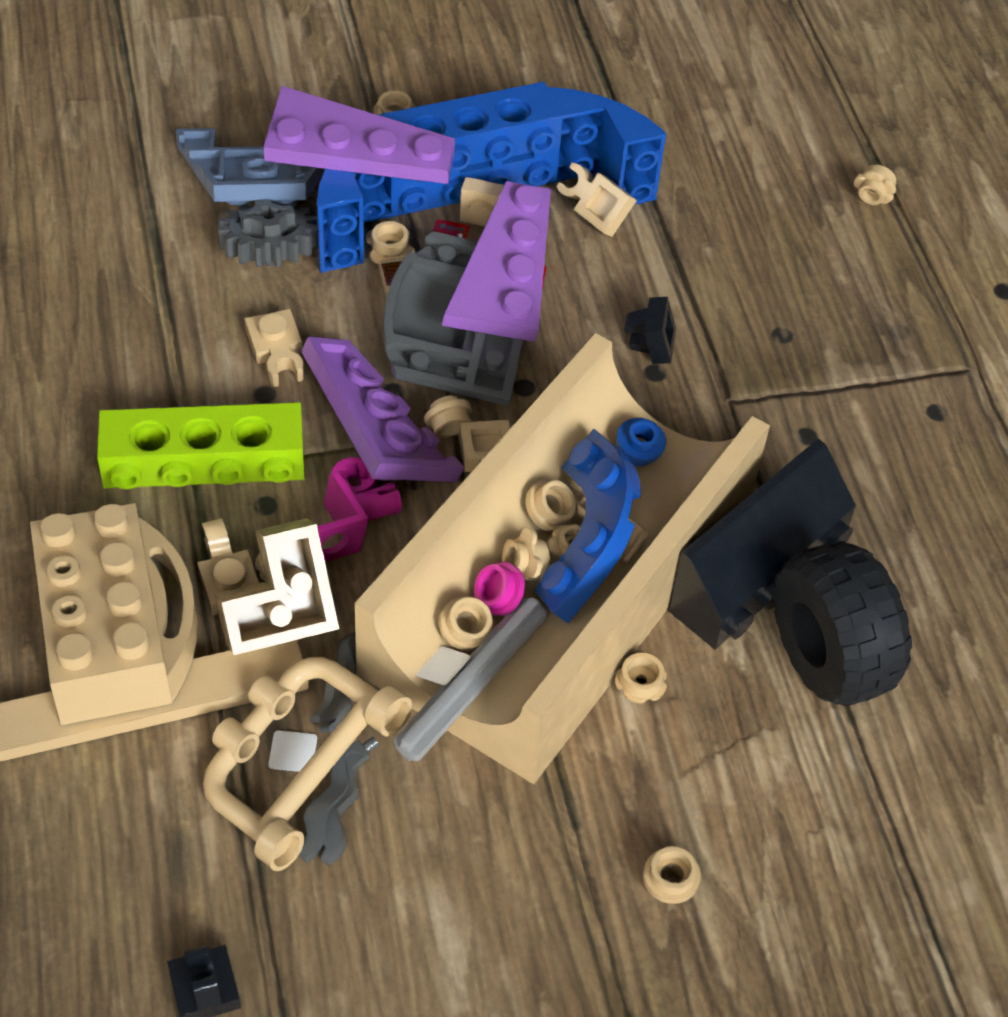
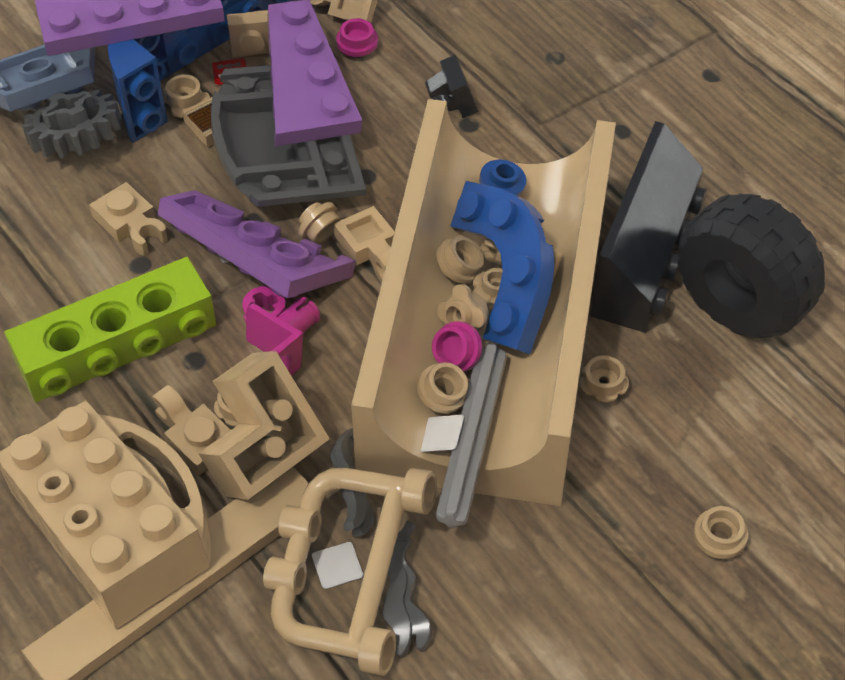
camera: 20 degrees left, 0 degrees up
(588, 244) = (357, 38): none -> dark pink plate

